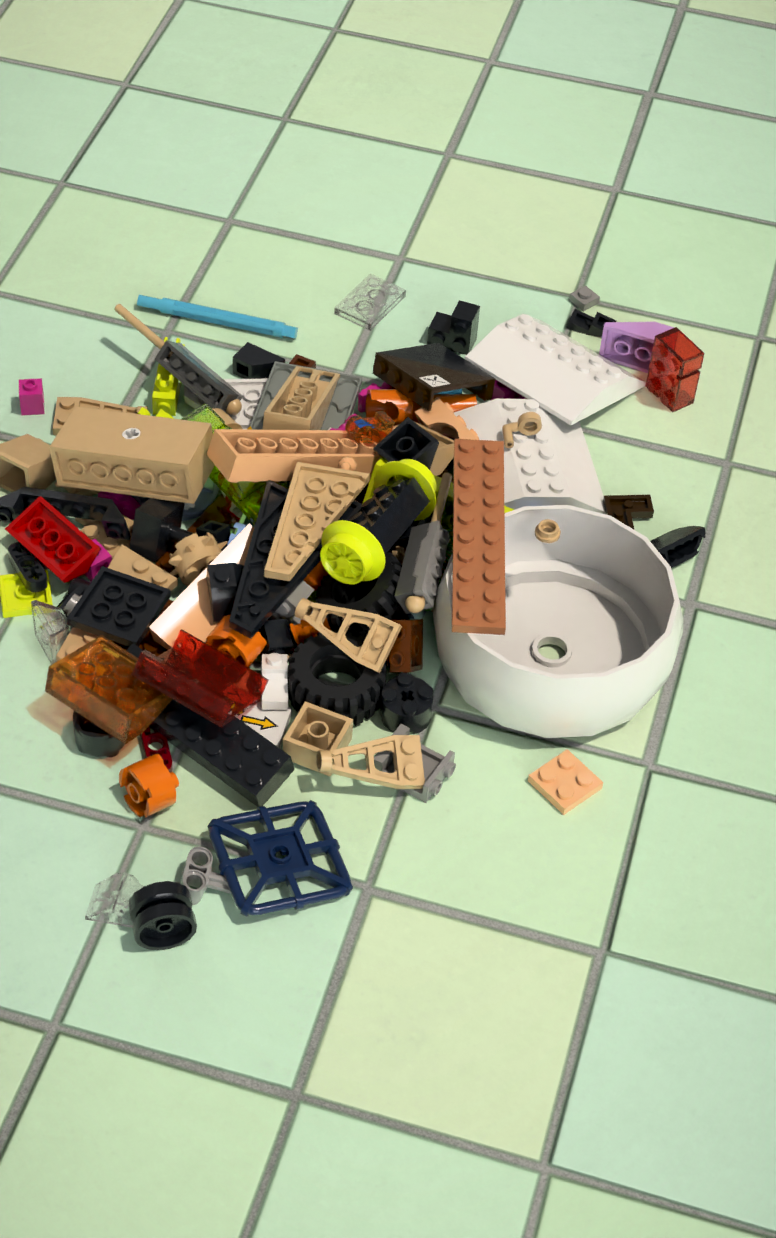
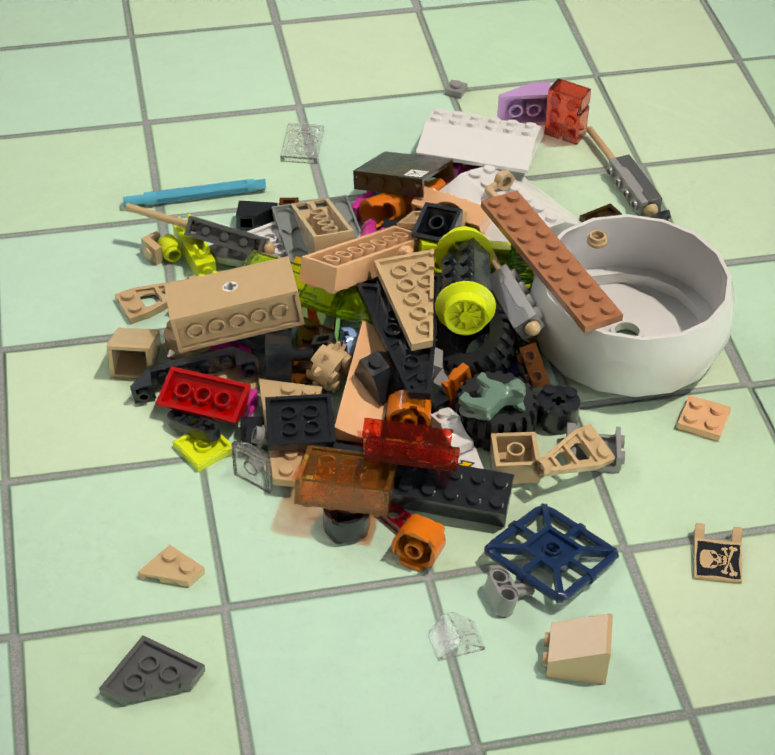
camera: 25 degrees left, 5 degrees down
(31, 396) = (95, 300): dark pink brick -> none
(130, 356) = (151, 248): none -> tan bracket
(145, 367) = (170, 247): none -> neon yellow brick
(162, 915) = (505, 627): black wheel -> none
(225, 974) = (579, 649): none -> tan slope
(325, 663) = (493, 397): none -> sand green animal
(370, 428) = (397, 222): clear orange leg -> none
(377, 642) = (521, 364): tan plate -> none
(455, 944) = (717, 558): none -> flag
(457, 330) = (387, 139): black brick -> none
(587, 324) = (479, 104): black slope -> none
(694, 476) = (629, 180): none -> piece

